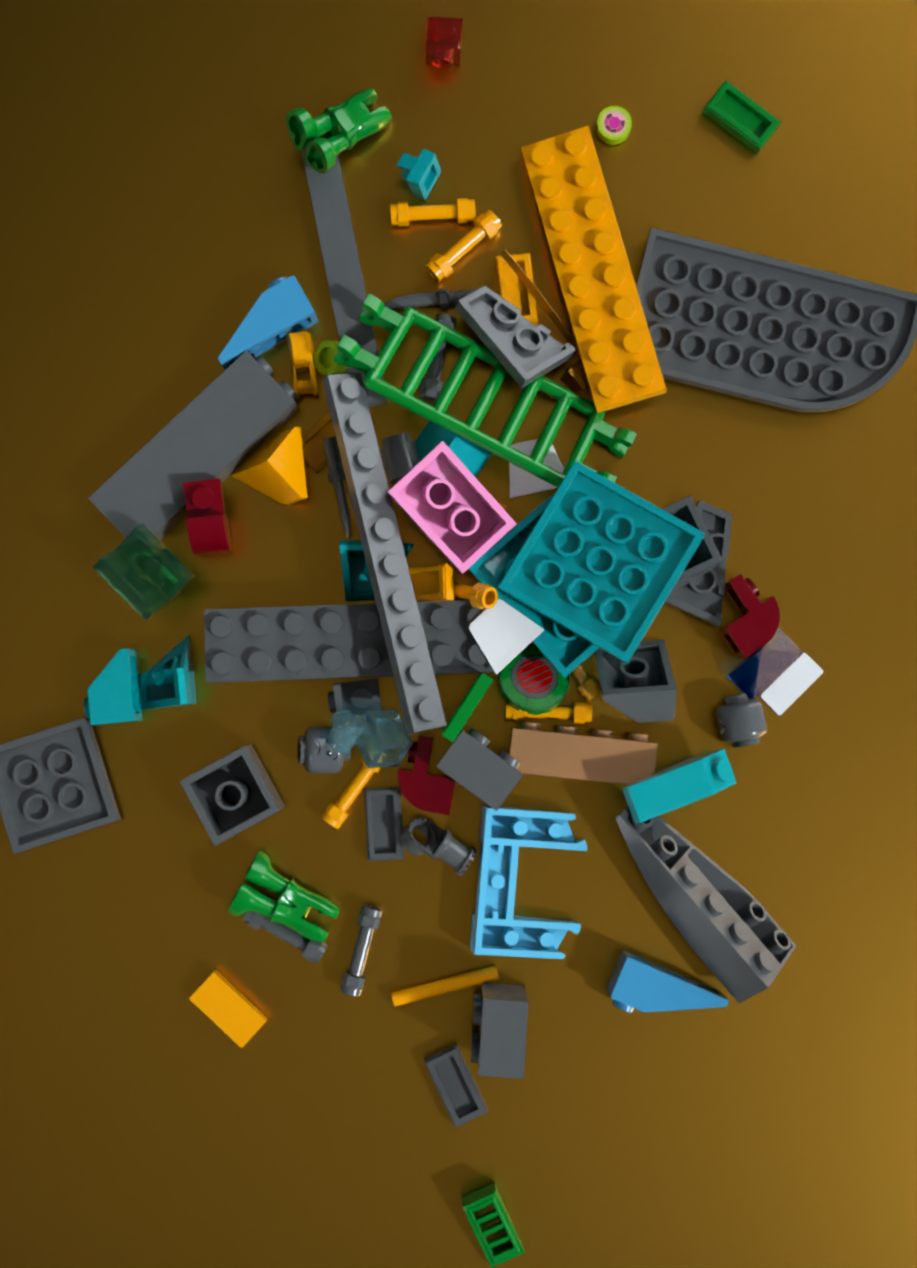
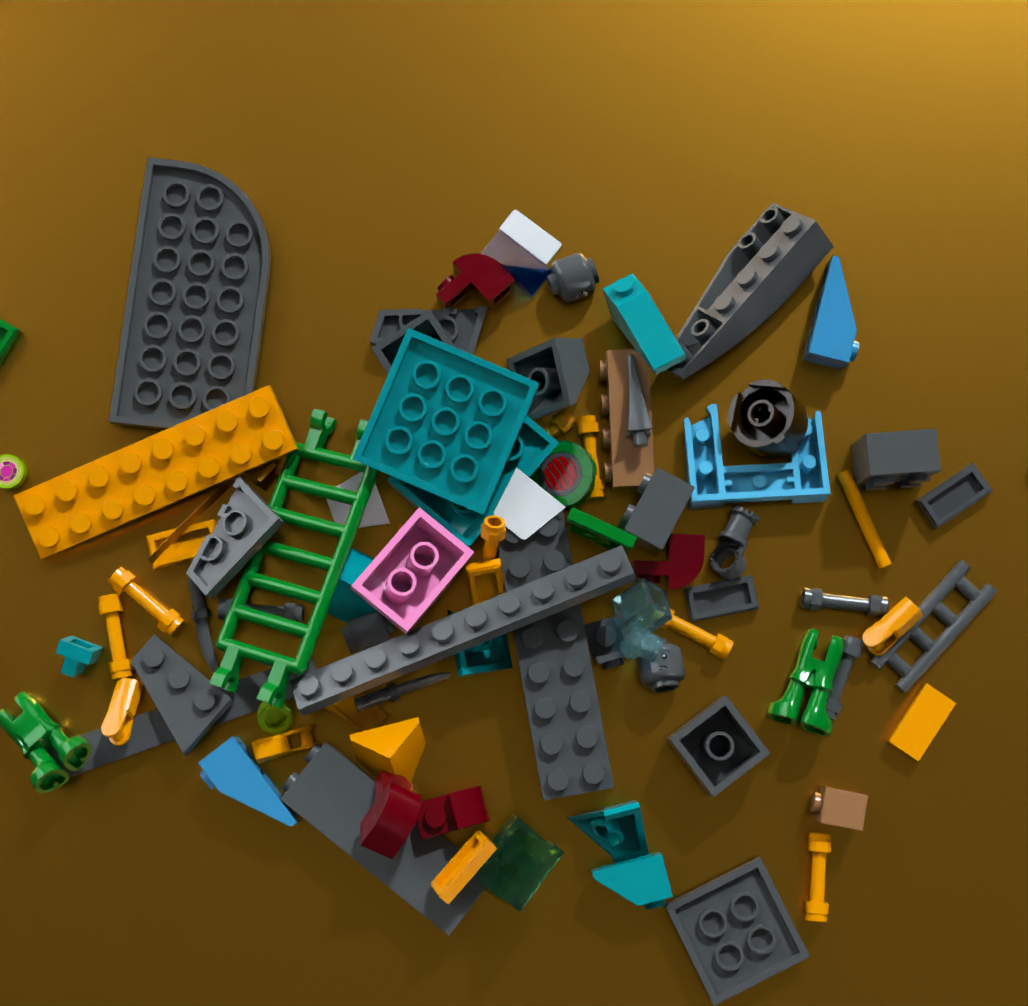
camera: 100 degrees left, 5 degrees down
(62, 869) = (816, 908): none -> light orange bar
(149, 519) = (463, 866): none -> light orange tile
(154, 909) = (839, 807): none -> medium nougat brick
(209, 454) = (391, 816): none -> dark red brick
(328, 995) = (891, 627): none -> light orange bar
(347, 1041) = (955, 624): none -> dark grey bar
(359, 209) = (121, 711): none -> light orange bar
(367, 266) = (180, 693): none -> dark grey wing
(564, 920) = (768, 419): none -> dark brown brick
(580, 764) = (638, 417): none -> dark grey piece

